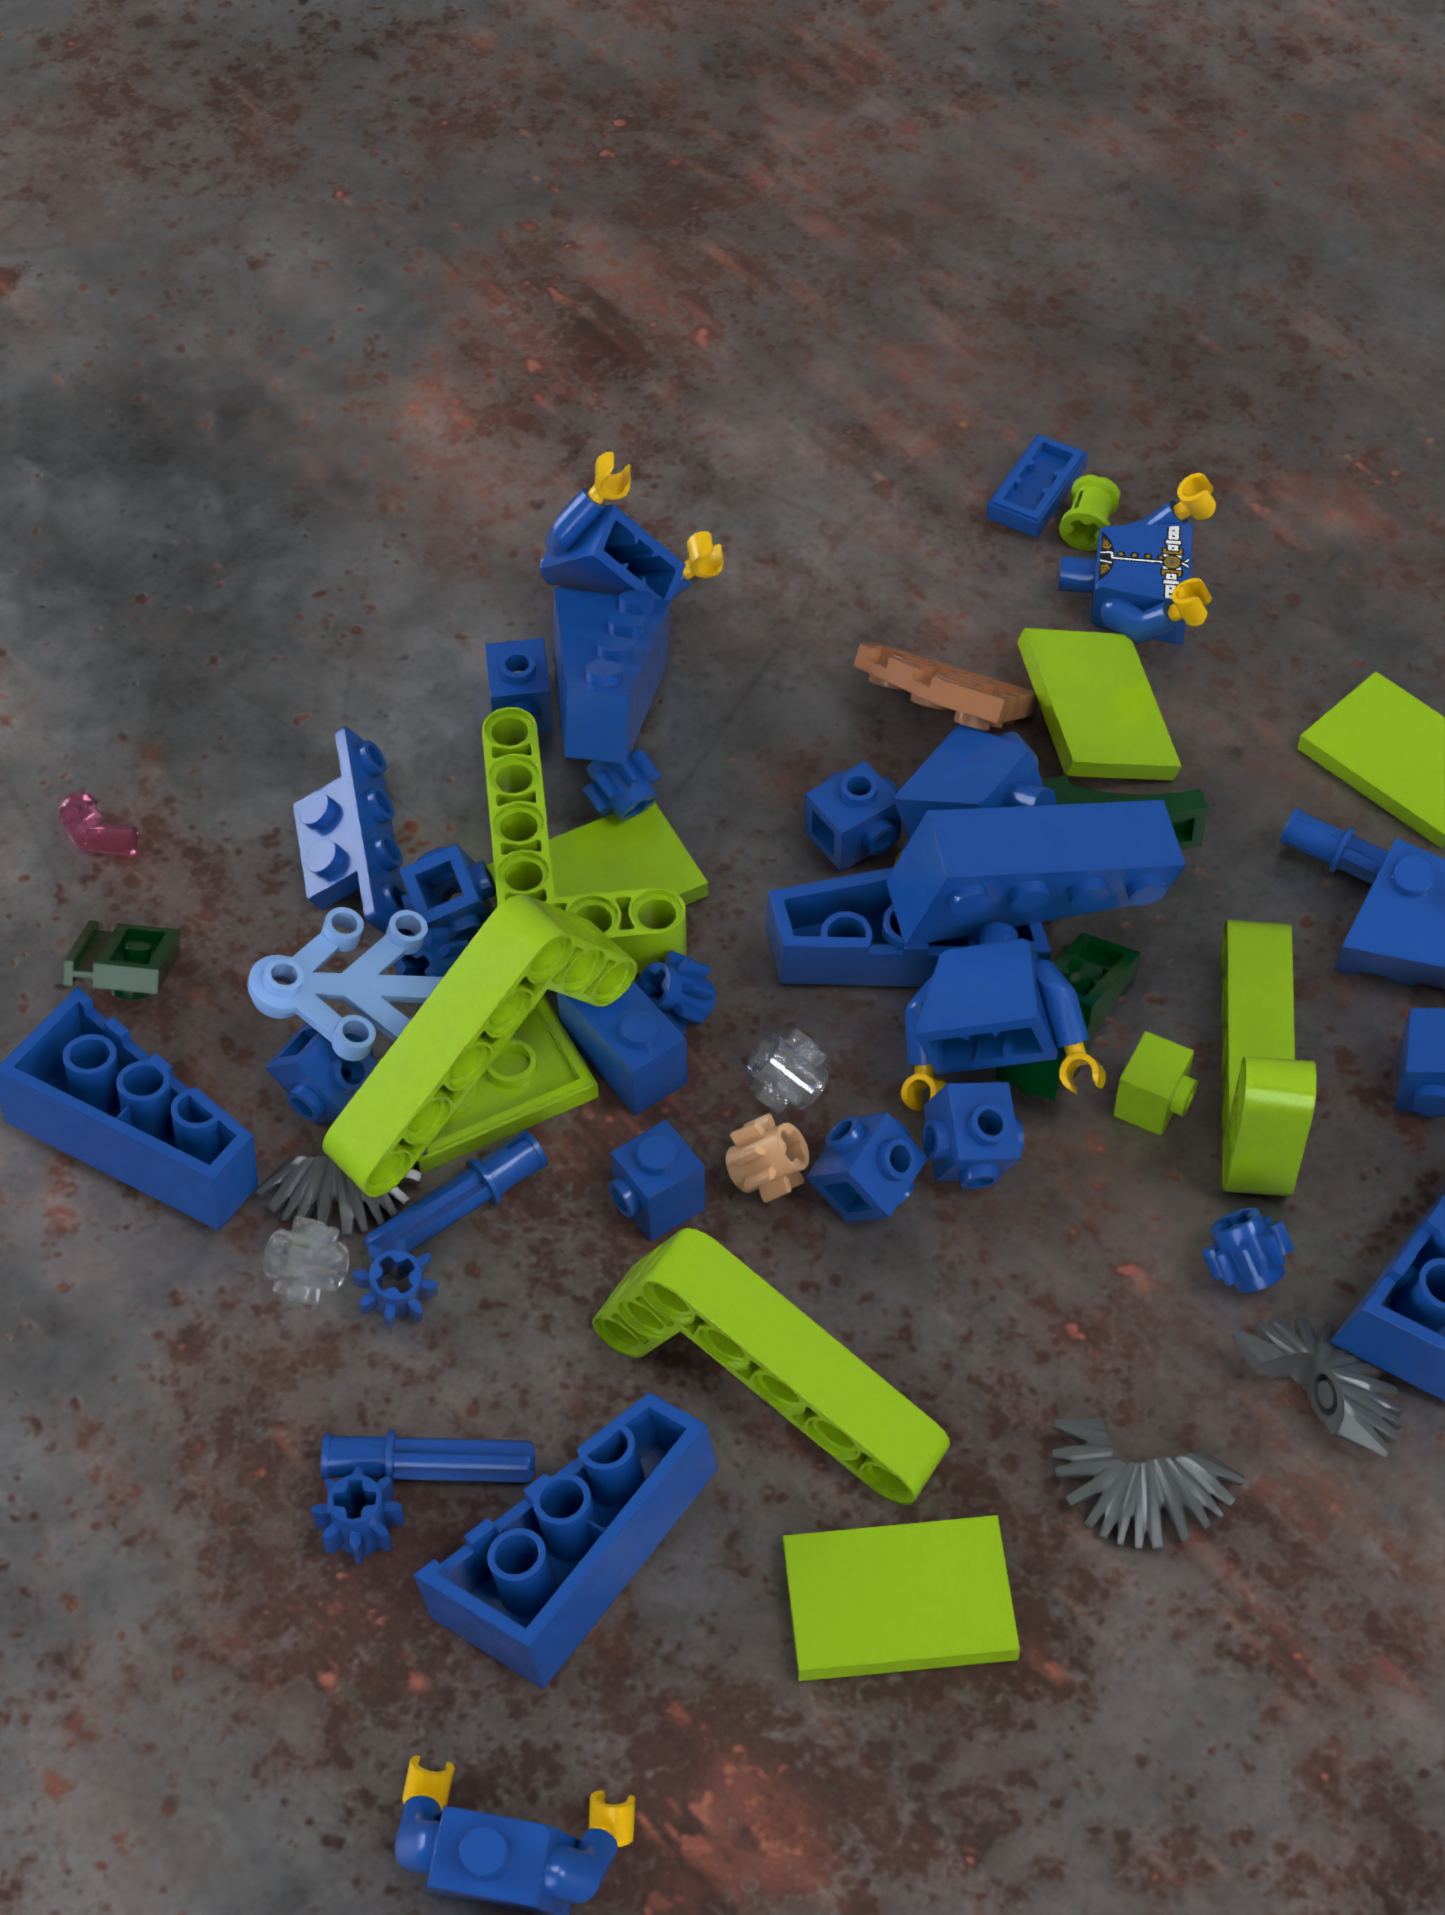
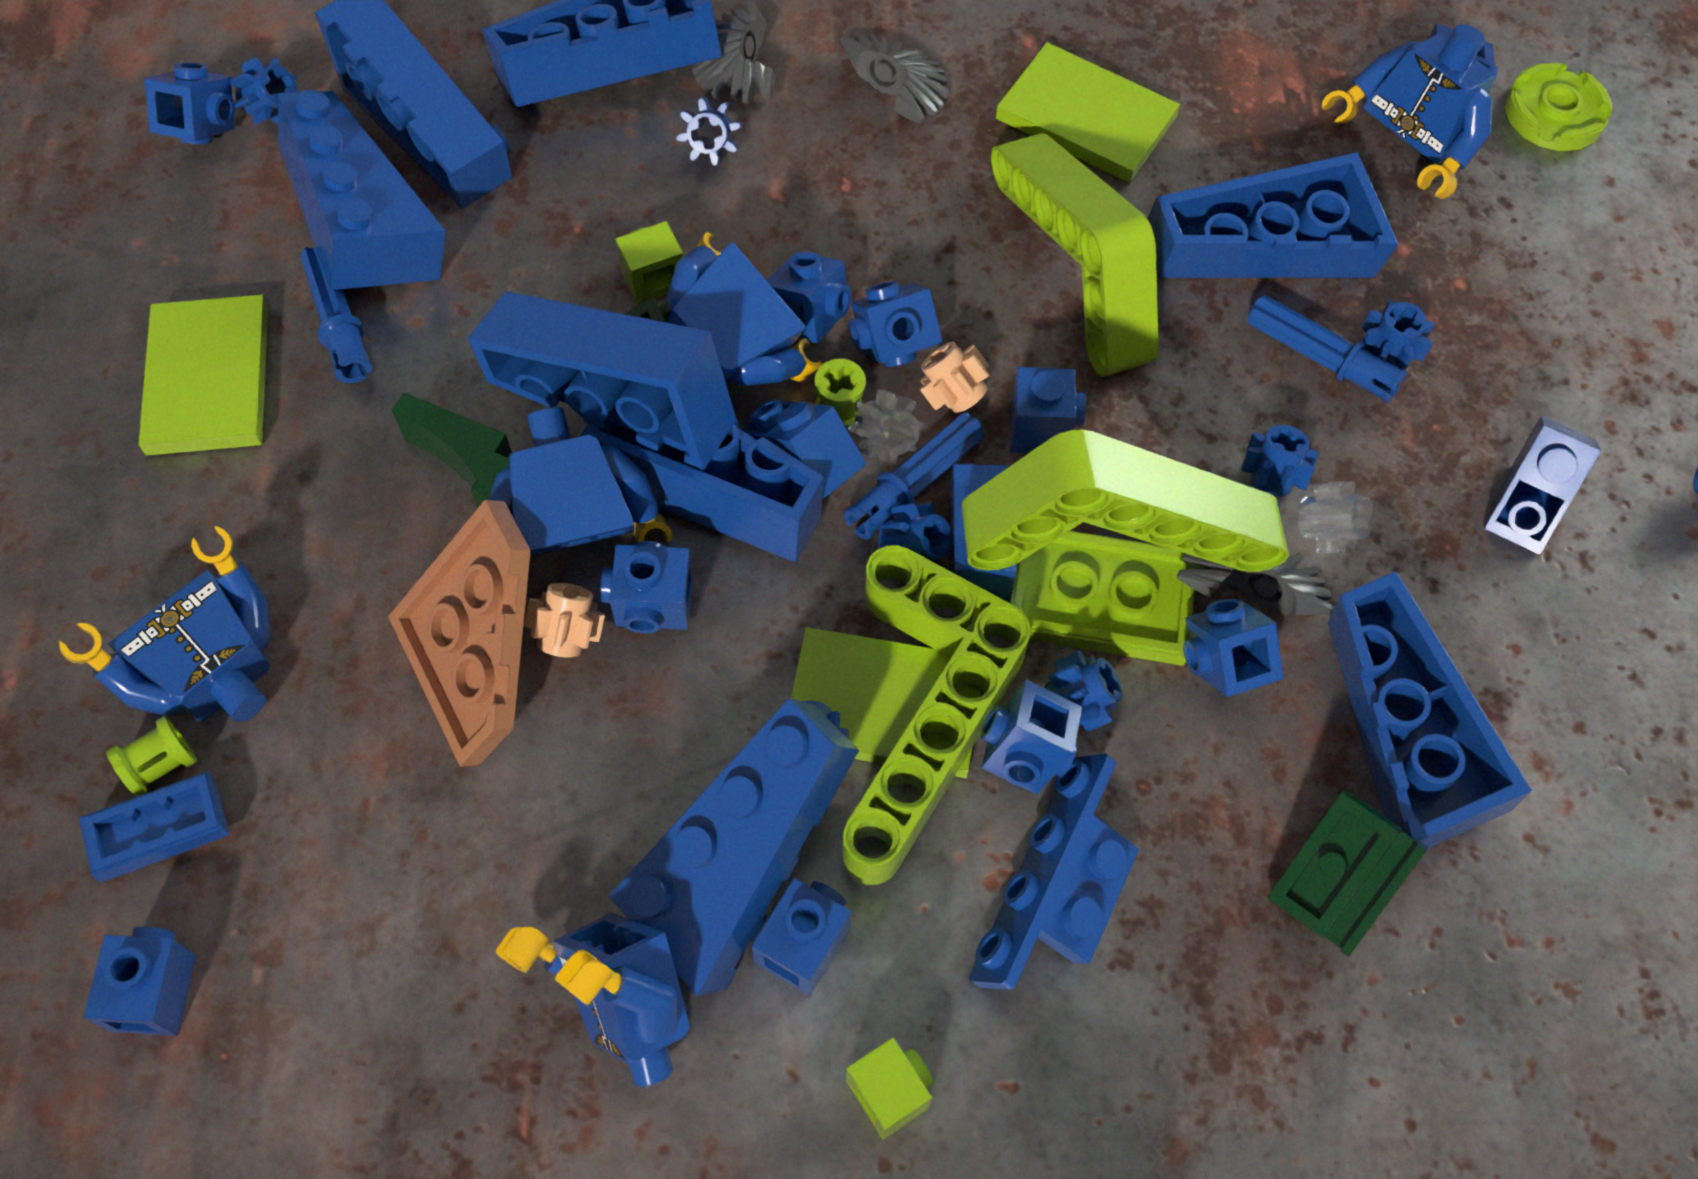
camera: 145 degrees left, 10 degrees up
(88, 829) = (1294, 1077): clear pink arm -> none
(114, 1444) = (1542, 484): none -> slope
(358, 986) = (1175, 654): light blue plant -> none
(383, 645) = (890, 1086): none -> lime plate
(731, 1042) = (914, 474): none -> blue axle
(843, 1006) = (810, 435): none -> blue slope
(858, 1074) = (840, 385): none -> lime bush
(882, 752) = (564, 620): none -> light nougat gear
(933, 410) = (140, 983): none -> blue brick
(1098, 705) = (364, 563): lime tile -> none
(1263, 1087) = (587, 218): lime beam -> none

